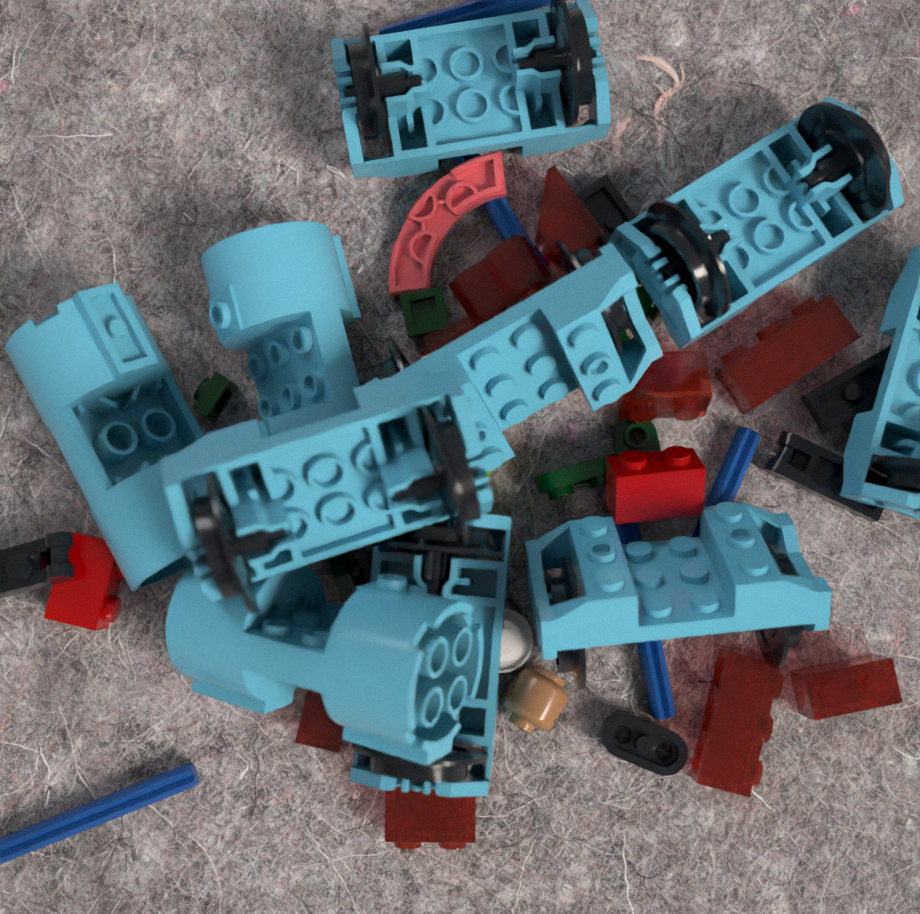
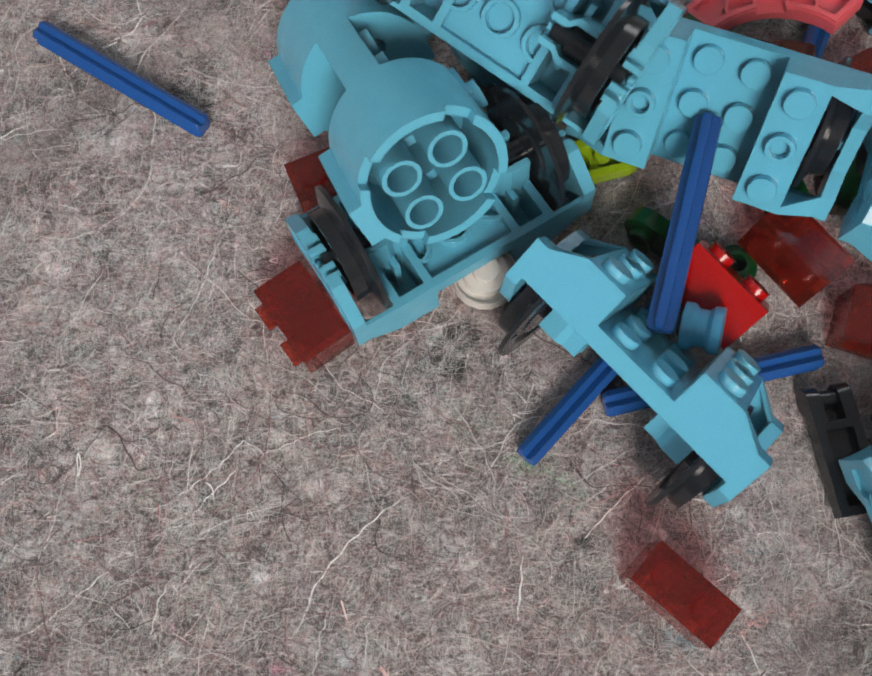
camera: 55 degrees right, 10 degrees down
(535, 699) = (458, 336): medium nougat head -> none
(592, 474) = (684, 224): none -> blue axle
(642, 743) = (490, 455): black plate -> none
(680, 525) = (702, 328): none -> dark azure wheel
(735, 723) = (572, 519): clear red brick -> none

